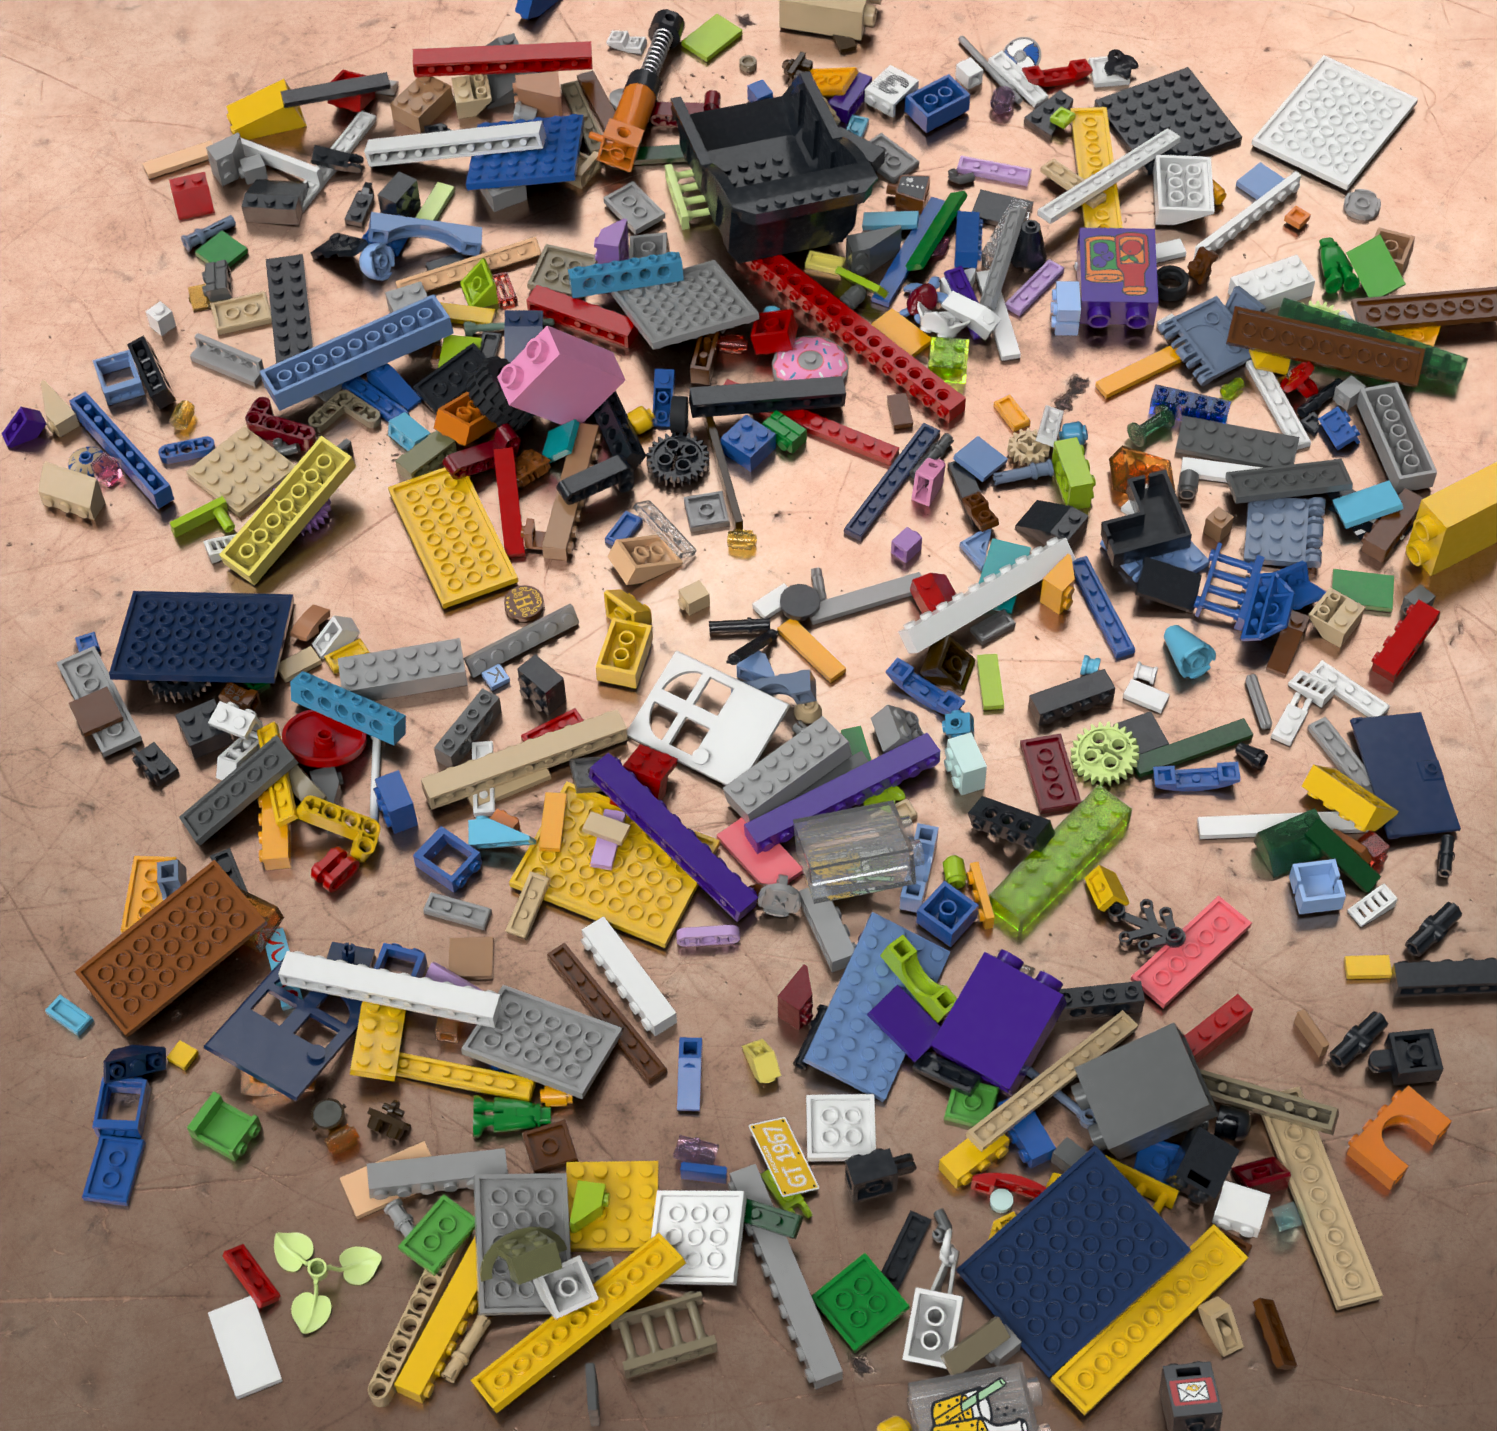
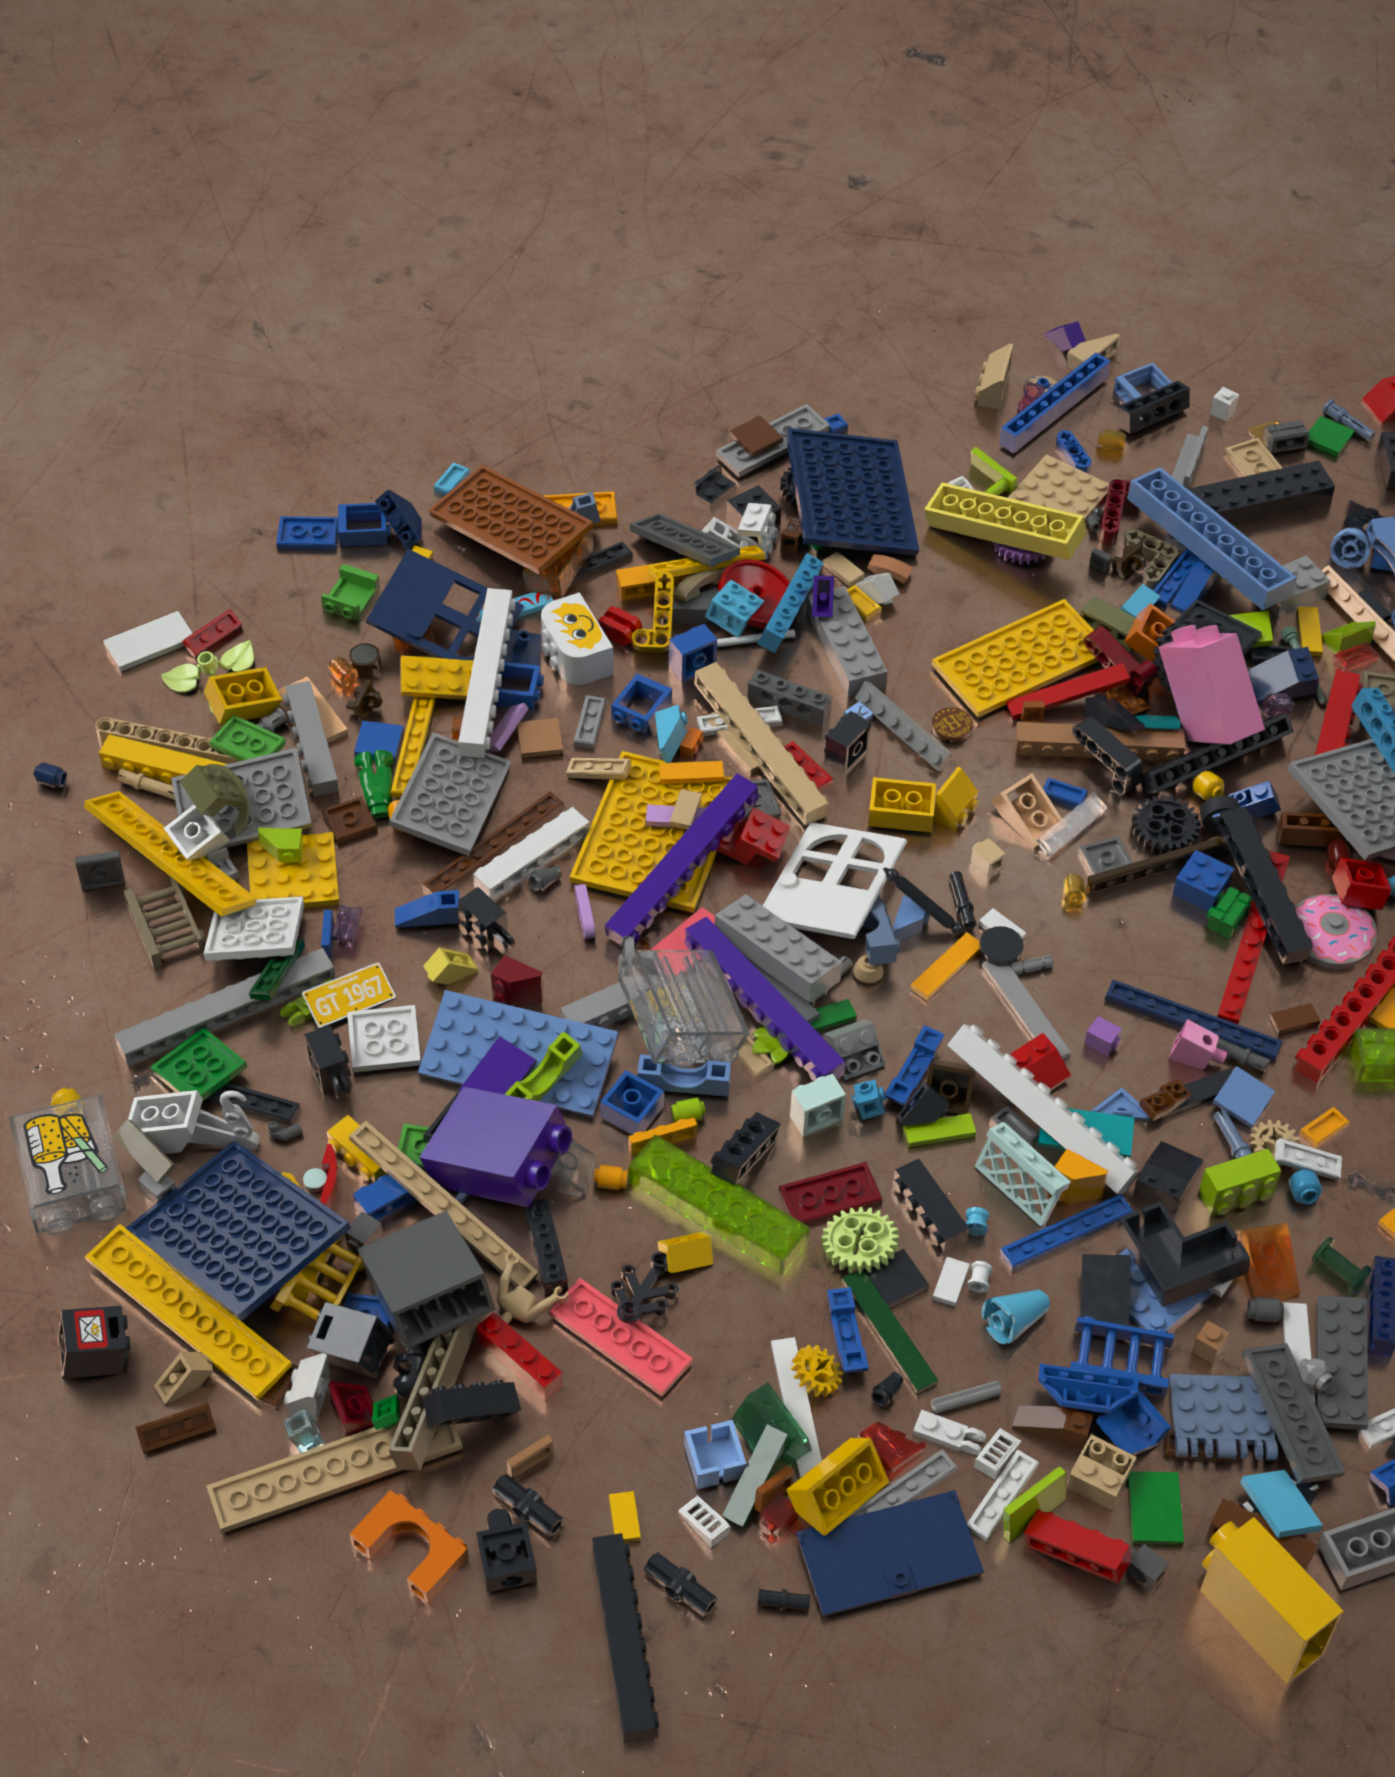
camera: 80 degrees right, 5 degrees down
(348, 754) = (733, 608): none -> medium azure bracket
(355, 422) = (1131, 560): none -> dark brown hips
(355, 906) = (575, 641): none -> white brick
(356, 671) = (822, 596): none -> dark purple slope
(369, 1237) = (242, 694): none -> yellow brick
(445, 1112) = (379, 736): none -> blue tile
(548, 473) = (1111, 713): none -> black slope
(660, 968) = (544, 878): none -> dark grey cone
(719, 1019) = (484, 921): none -> black brick
(973, 687) = (923, 1107): none -> black slope
(1022, 942) = (610, 1177): none -> light orange brick
(1051, 609) = (1028, 1161): none -> light aqua fence
(1151, 1023) = (520, 1302): none -> tan piece
(1236, 802) = (816, 1370): none -> yellow gear
(1258, 457) = (1316, 1373): none -> light grey rock
(1270, 1144) = (386, 1412): none -> green plate
(1276, 1065) = (471, 1403): none -> black brick
(1303, 759) = (892, 1446): none -> clear red wing
(1369, 663) = (1044, 1496): none -> lime tile

